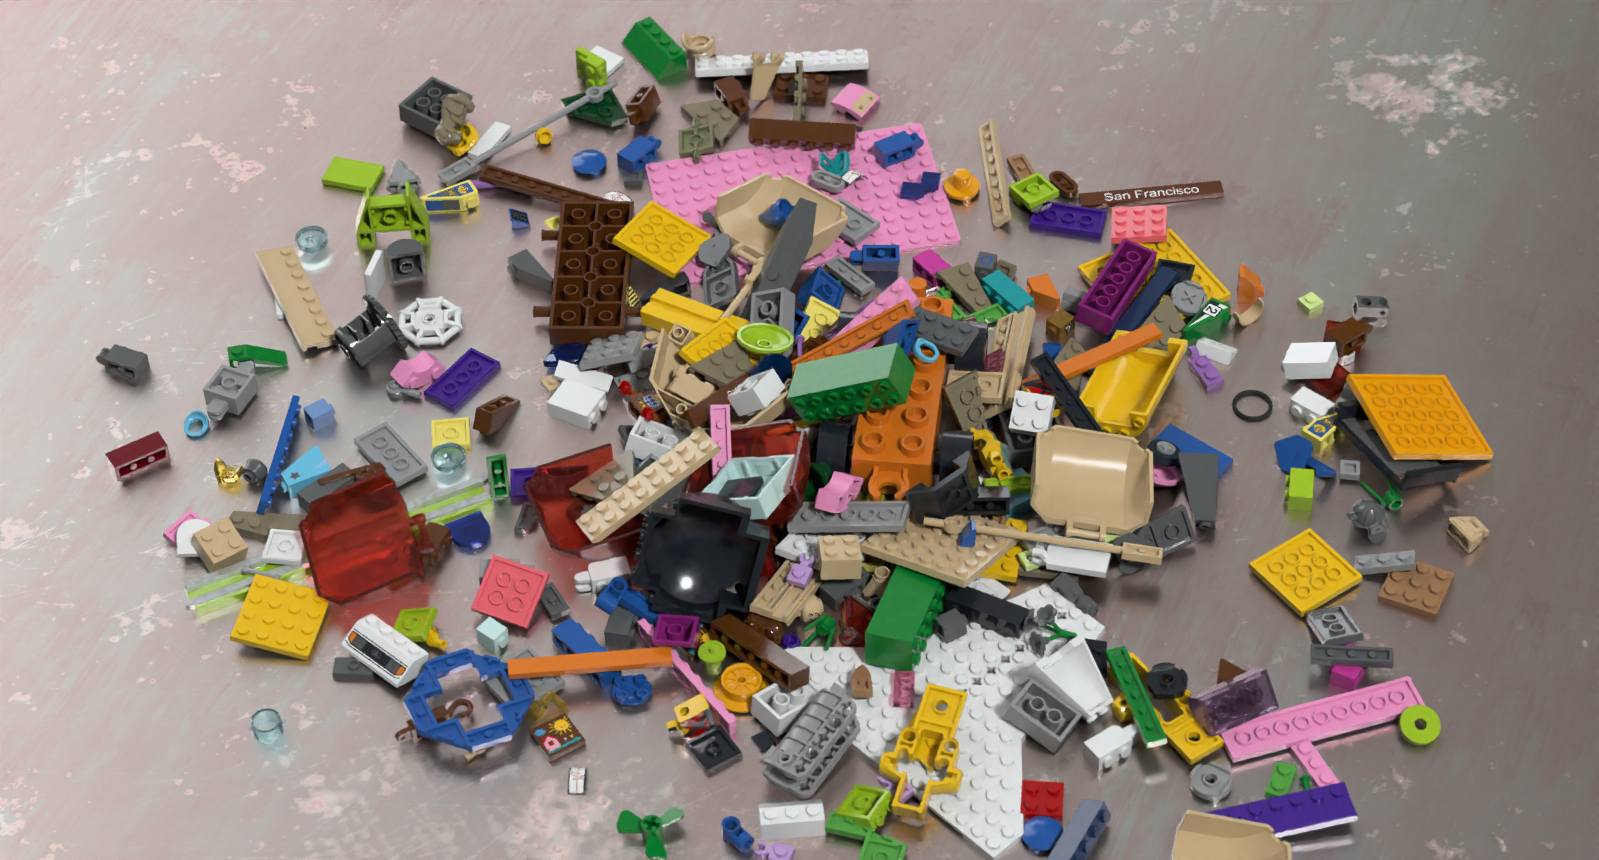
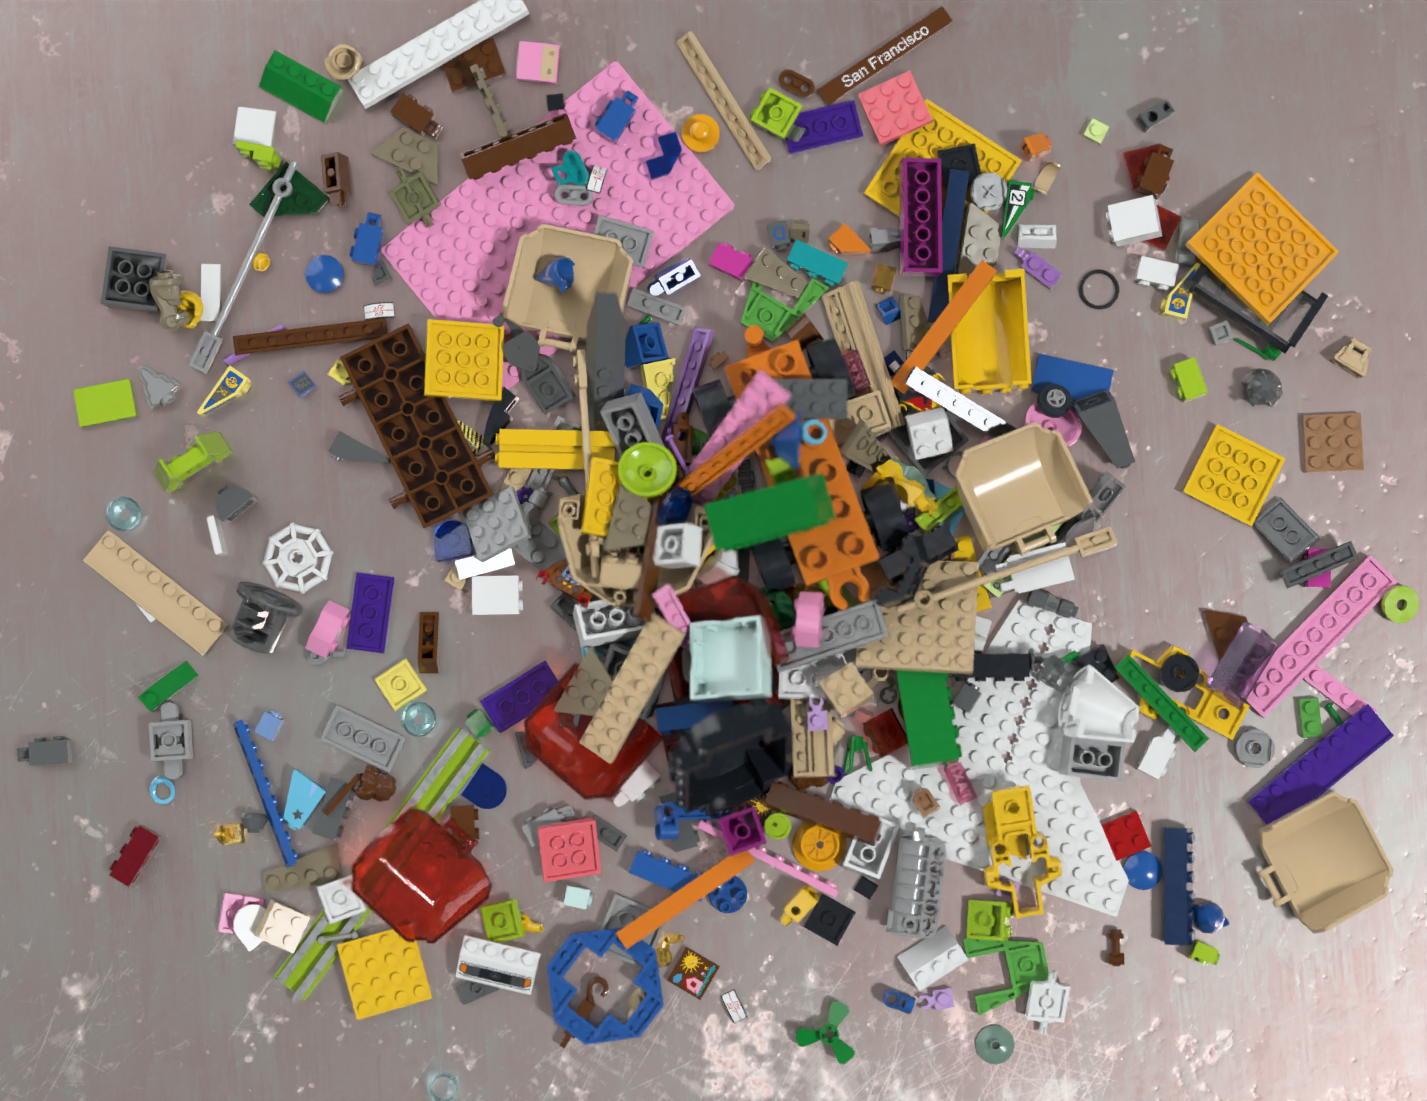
camera: 30 degrees left, 40 degrees up
(741, 487) = (719, 661): black tile -> none
(763, 73) = (435, 79): tan flag -> none
(968, 535) = (943, 609): blue slope -> none
(1020, 166) = (747, 82): medium nougat plate -> none
(1296, 453) = (1169, 343): blue piece -> none
(1386, 562) = (1299, 434): light grey plate -> none

